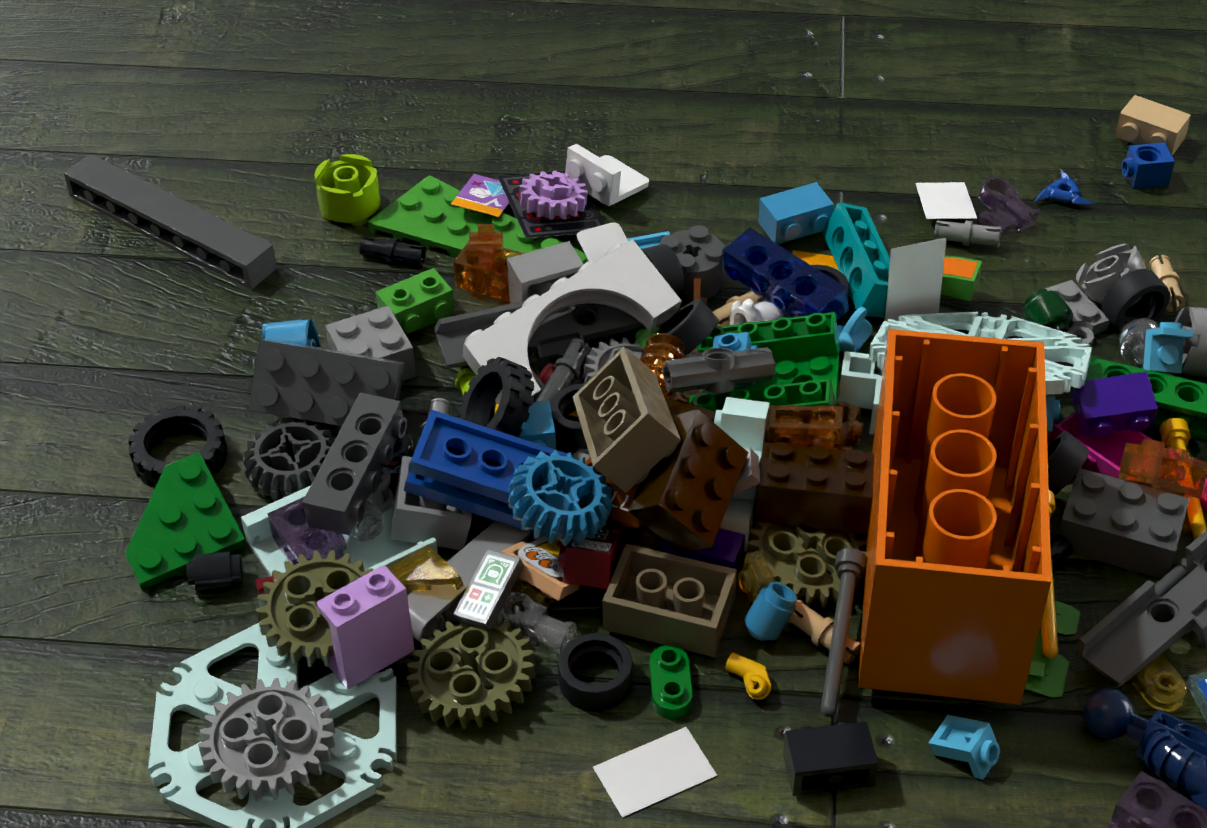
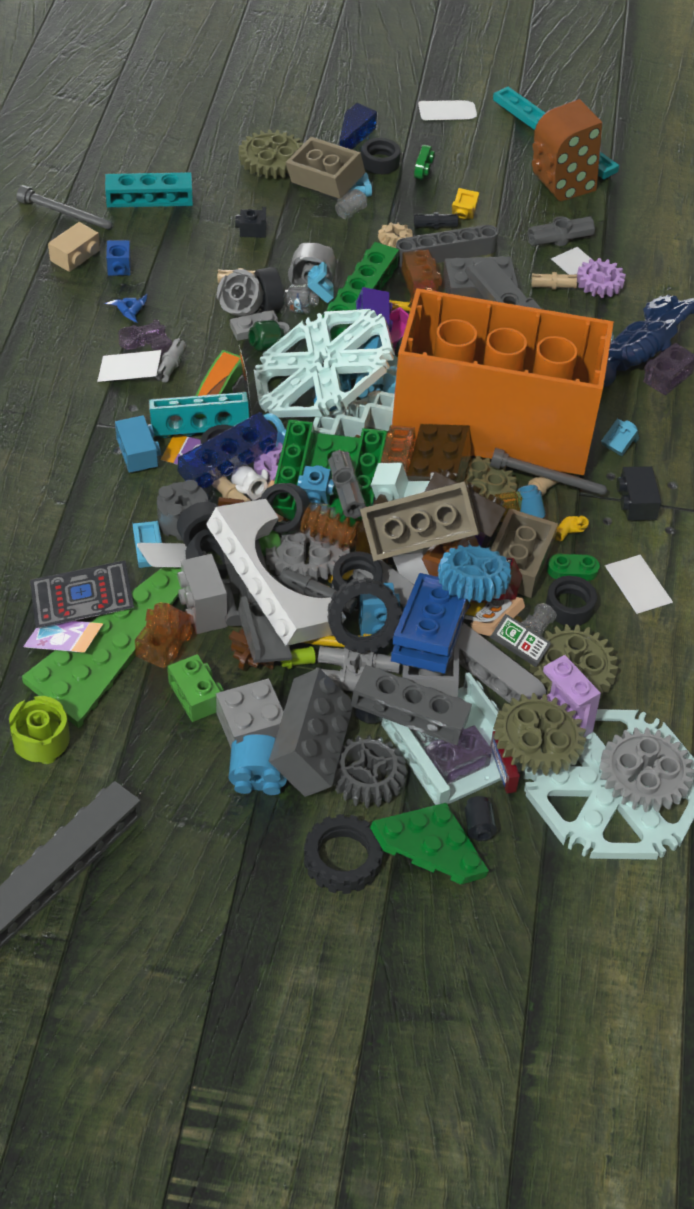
camera: 90 degrees left, 5 degrees up
(392, 250) = (118, 706): black pin -> none
(425, 569) = (501, 678): clear yellow tile -> none
(553, 195) = (88, 583): lavender gear -> none
(604, 176) = (62, 553): white bracket -> none

